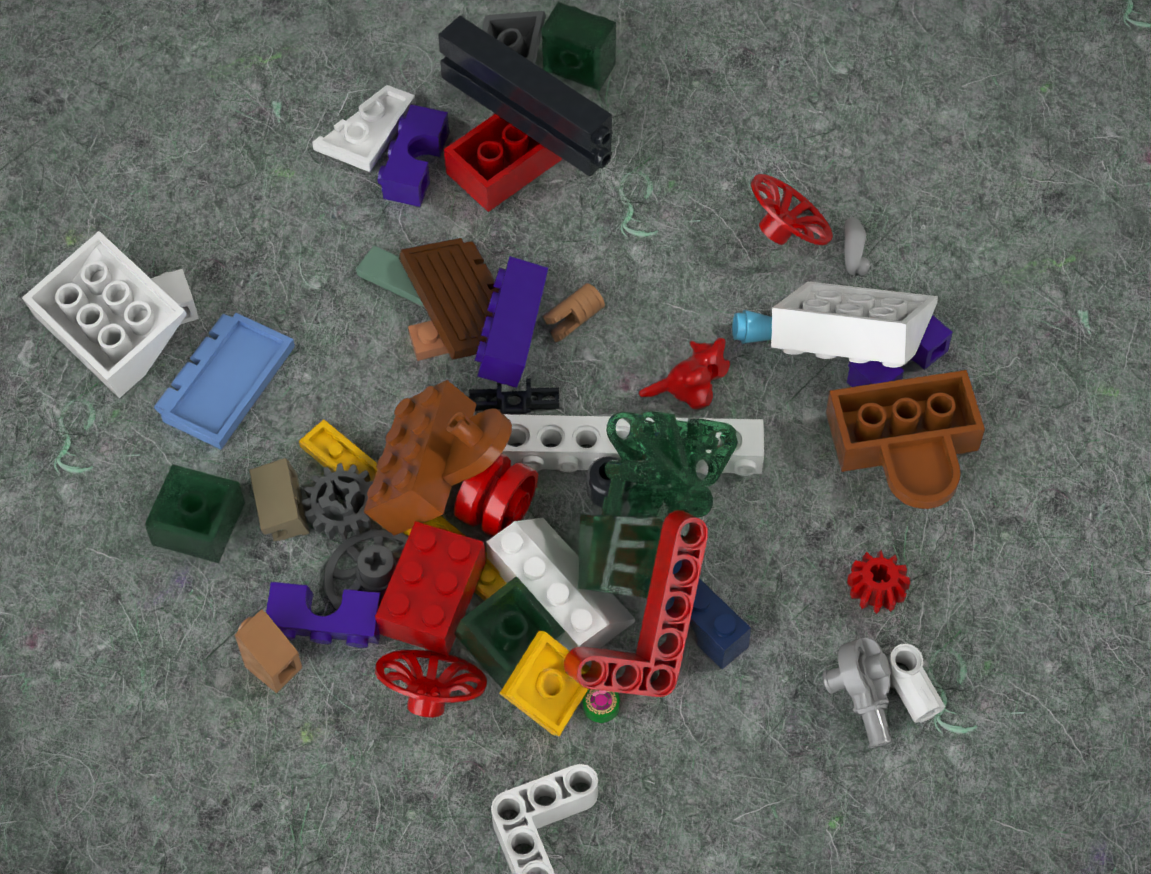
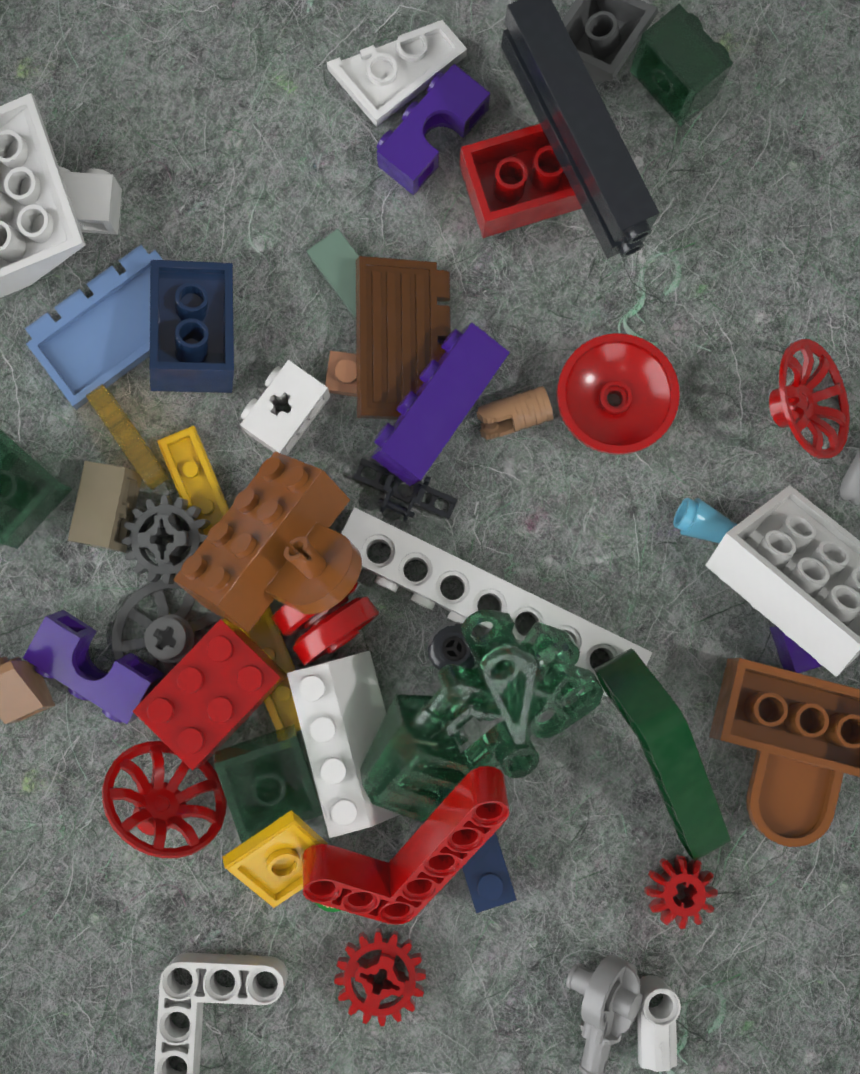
camera: 20 degrees right, 25 degrees up
(274, 444) = (127, 436): none -> clear yellow beam
(293, 348) = (191, 326): none -> dark blue slope
(392, 375) = (282, 430): none -> white brick
(648, 251) = (632, 371): none -> red dish
(686, 741) = (365, 969): none -> red gear
(692, 377) = (602, 558): red animal -> none
(820, 471) = (668, 750): none -> dark green beam

